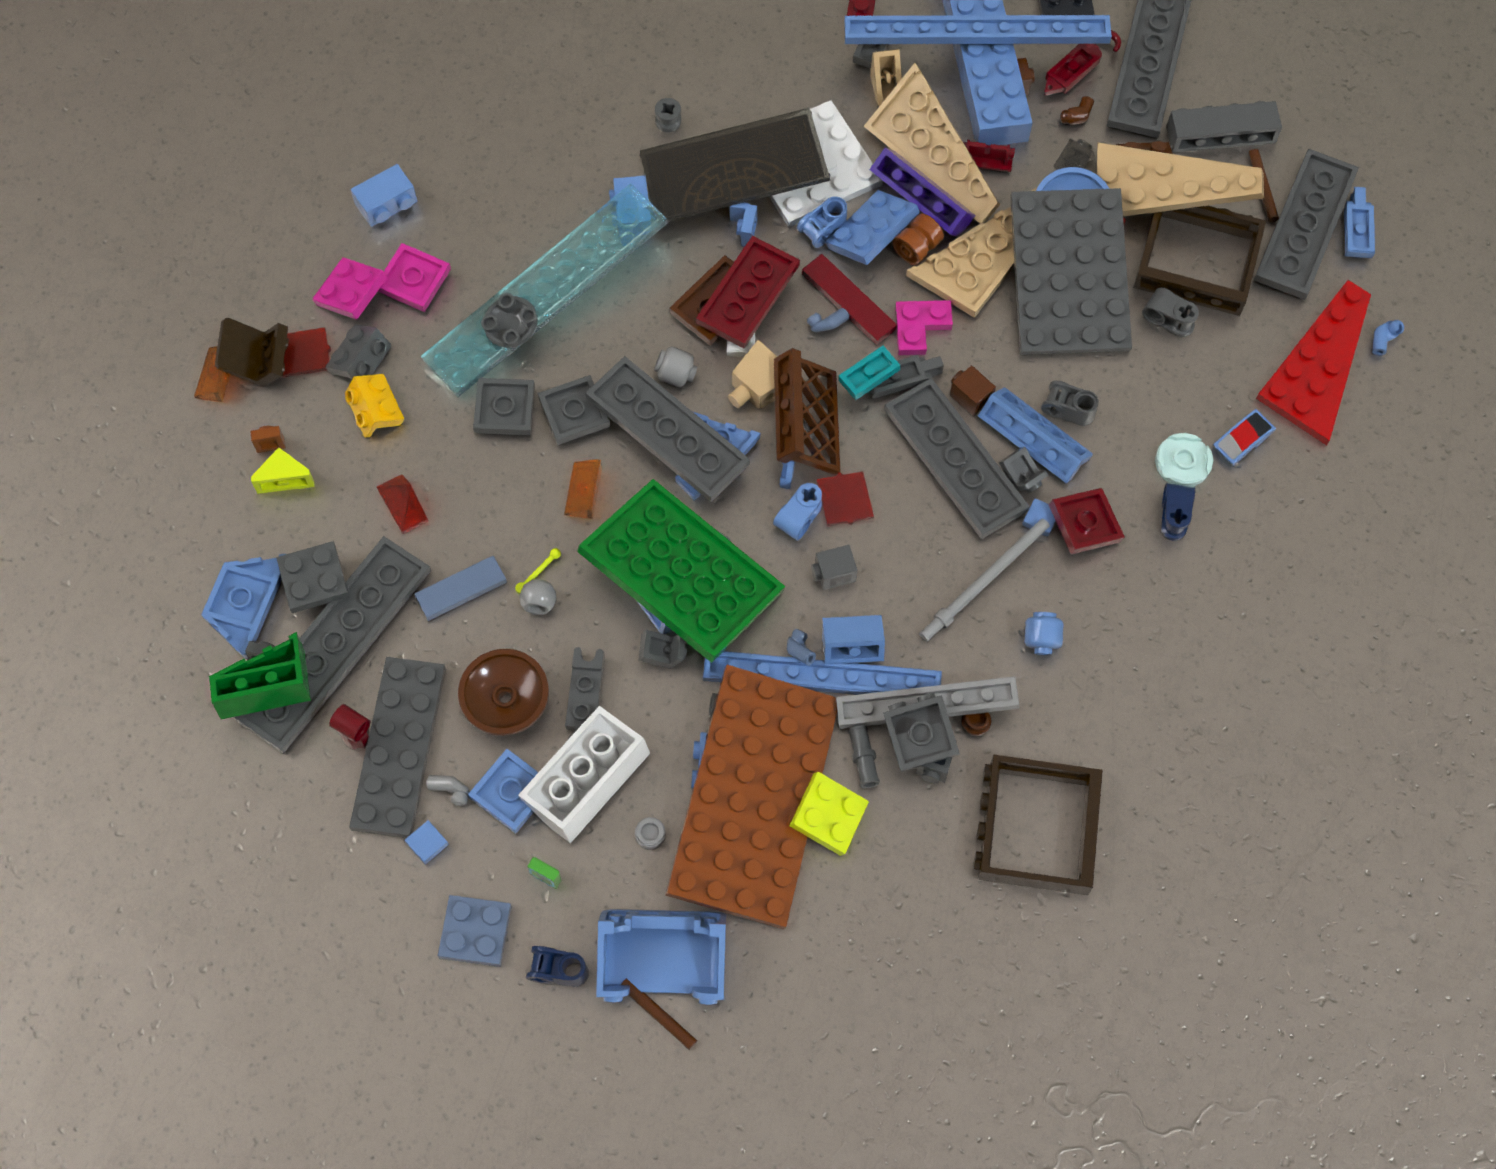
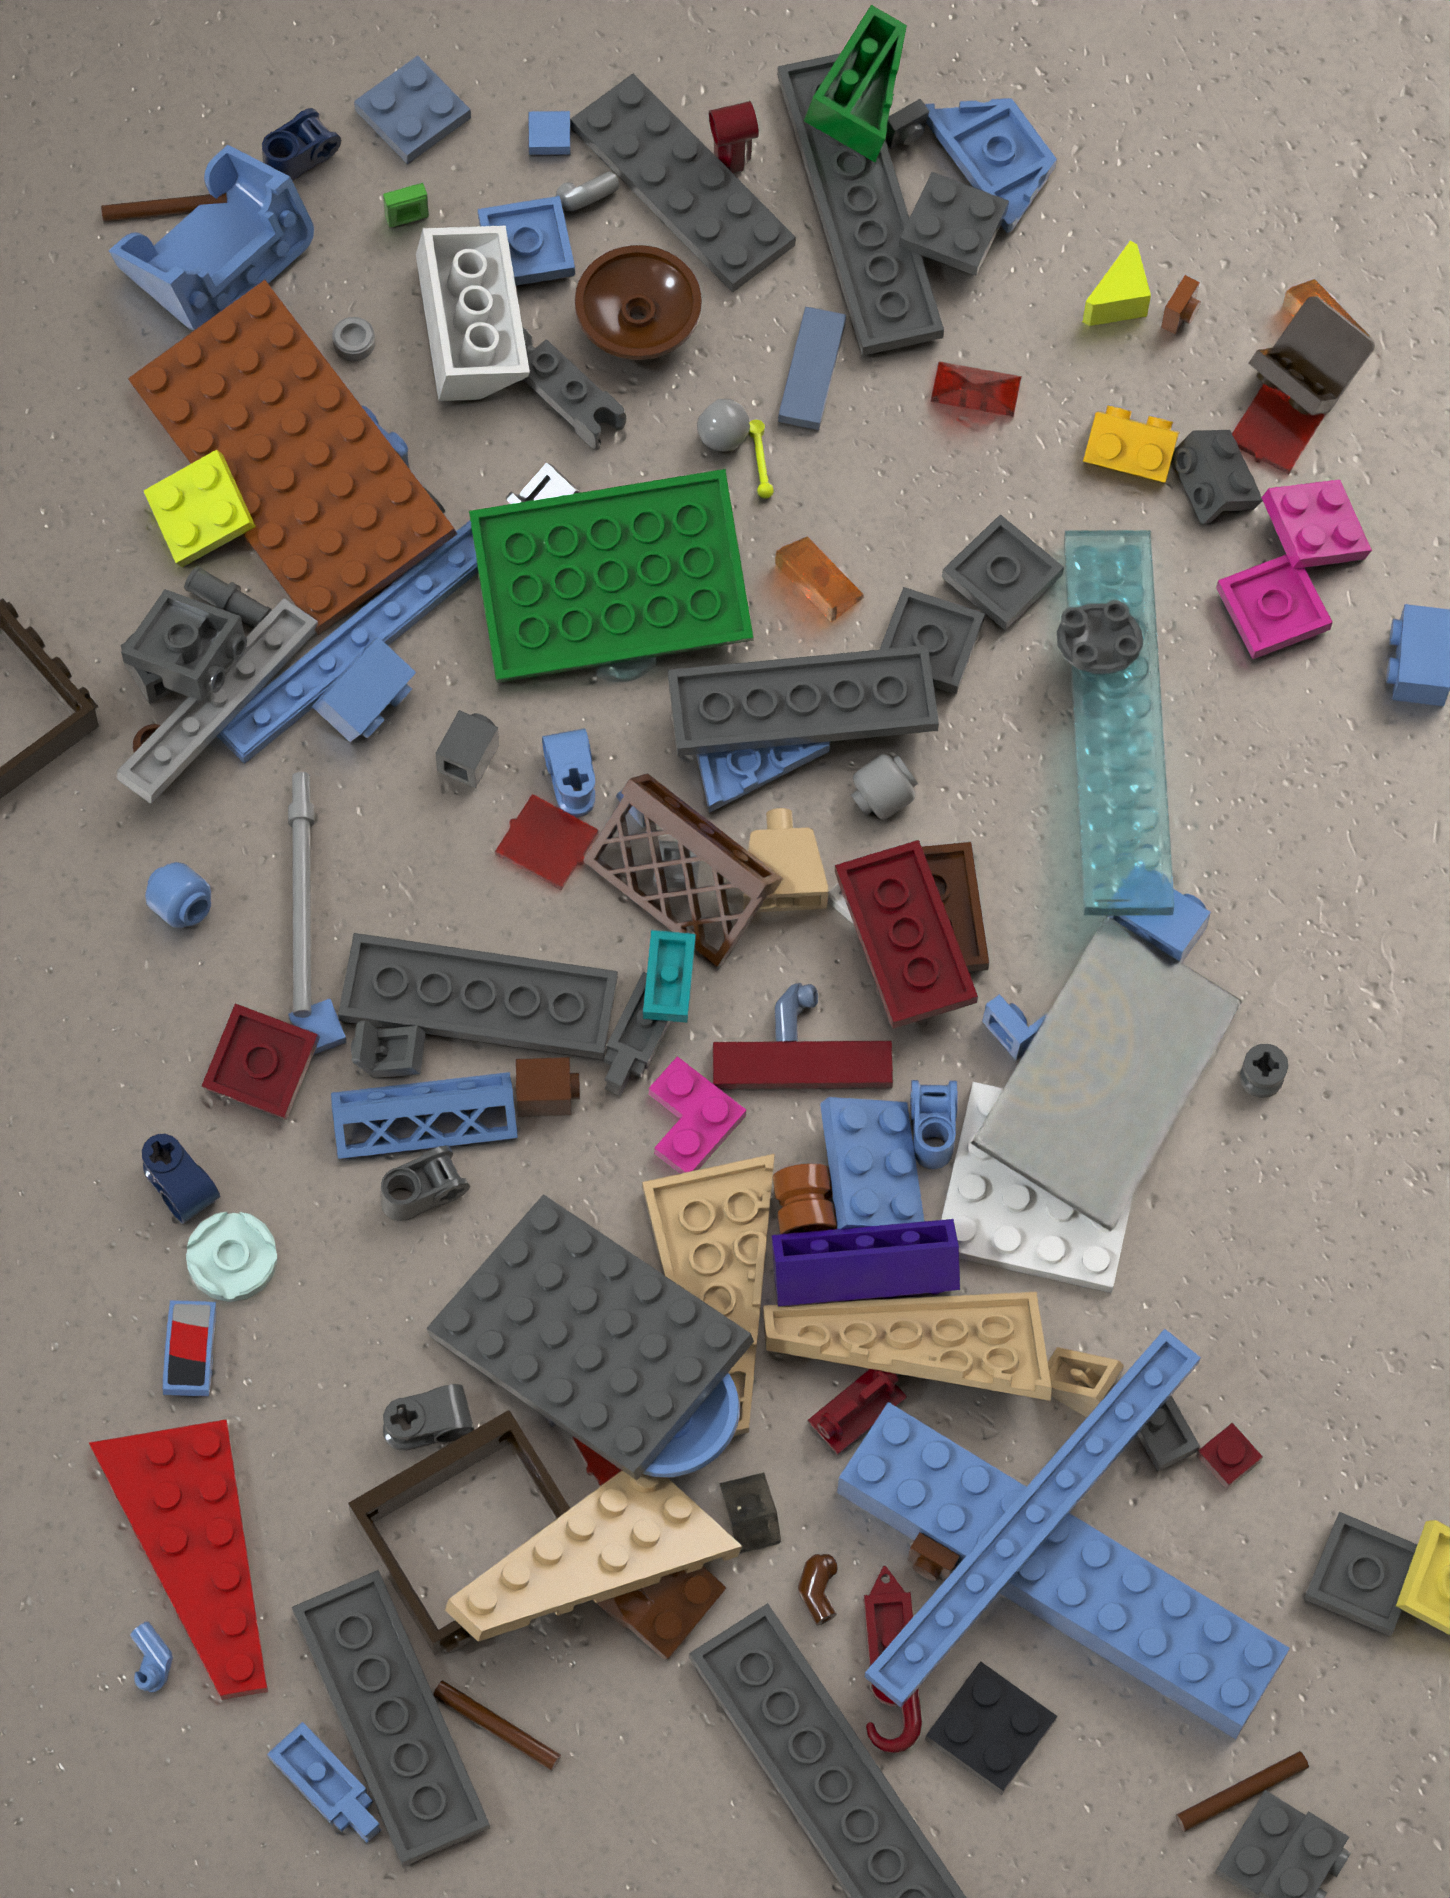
camera: 130 degrees right, 0 degrees up
(797, 648) = (413, 632): sand blue arm -> none
(1223, 126) = (623, 1750): dark grey brick -> none

